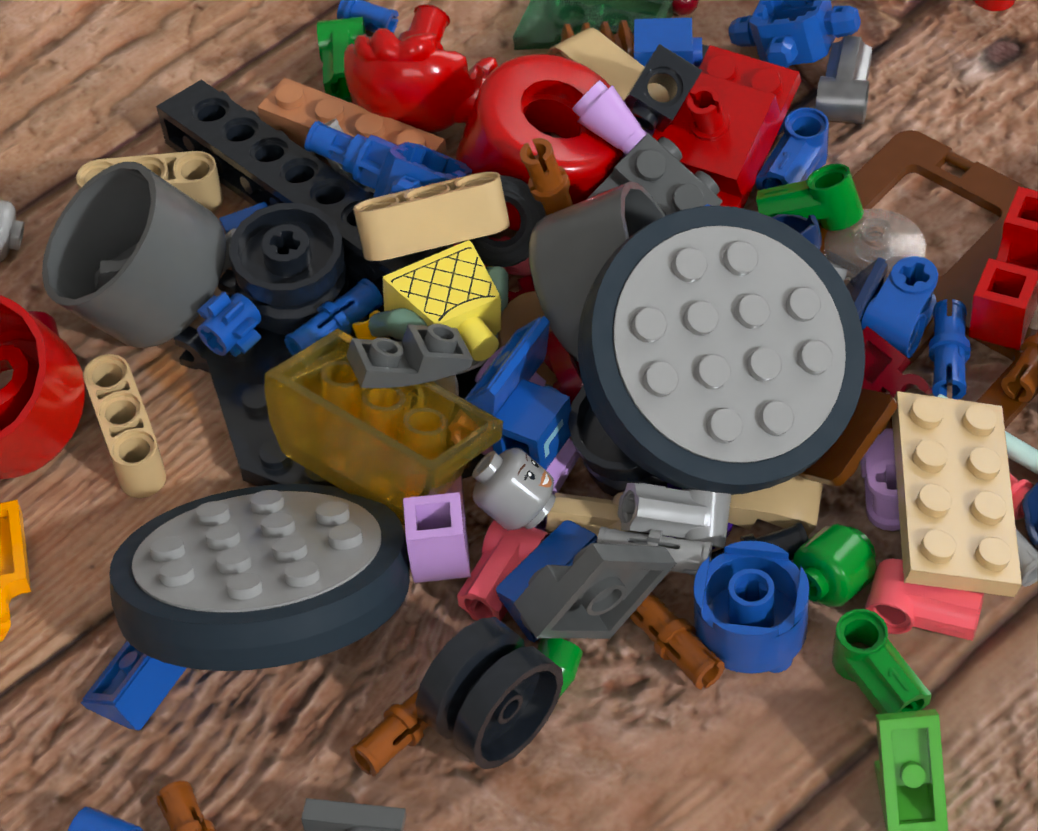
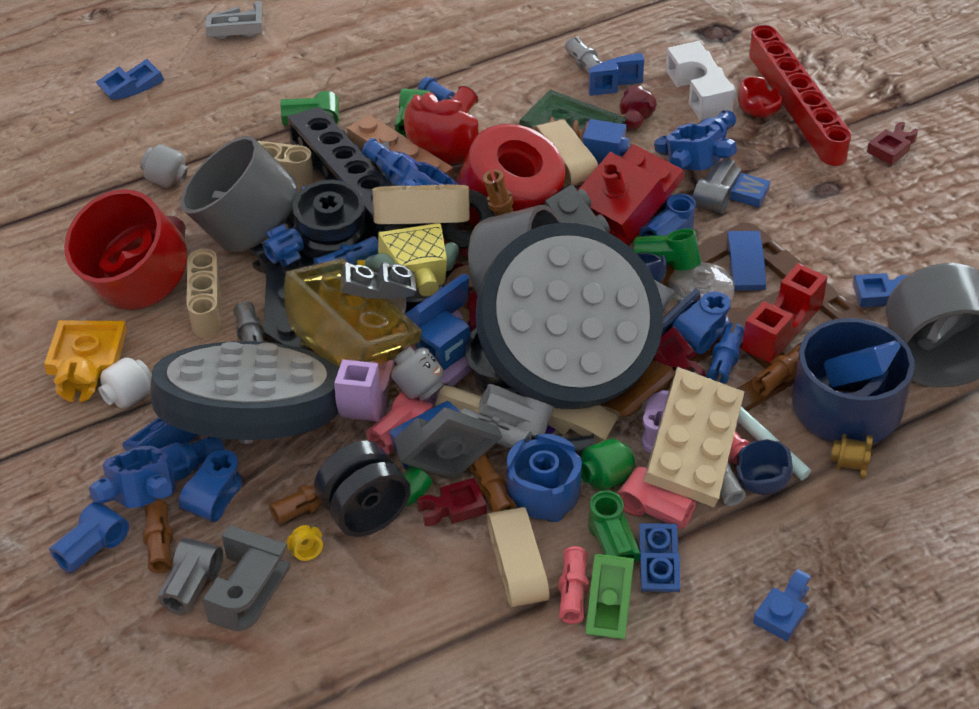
camera: 10 degrees right, 5 degrees down
(54, 601) = (125, 382): none -> white head
(145, 744) = (149, 472): none -> blue piece
(163, 85) = (325, 99): none -> green piece
(214, 467) = (248, 325): none -> flat silver pin
(252, 739) = (212, 486): none -> blue piece
(425, 795) = (306, 549): none -> yellow plate
(609, 117) = (549, 168): lavender cone -> none
(629, 674) = (457, 501): none -> dark red plate
(672, 73) = (592, 147): black brick -> none
(752, 742) = (518, 557): none -> tan beam
(847, 766) = (573, 585): none -> coral pin
(893, 76) = (750, 190): none -> blue tile
(927, 191) = (746, 260): none -> blue slope
(958, 693) = (659, 557): none -> blue slope

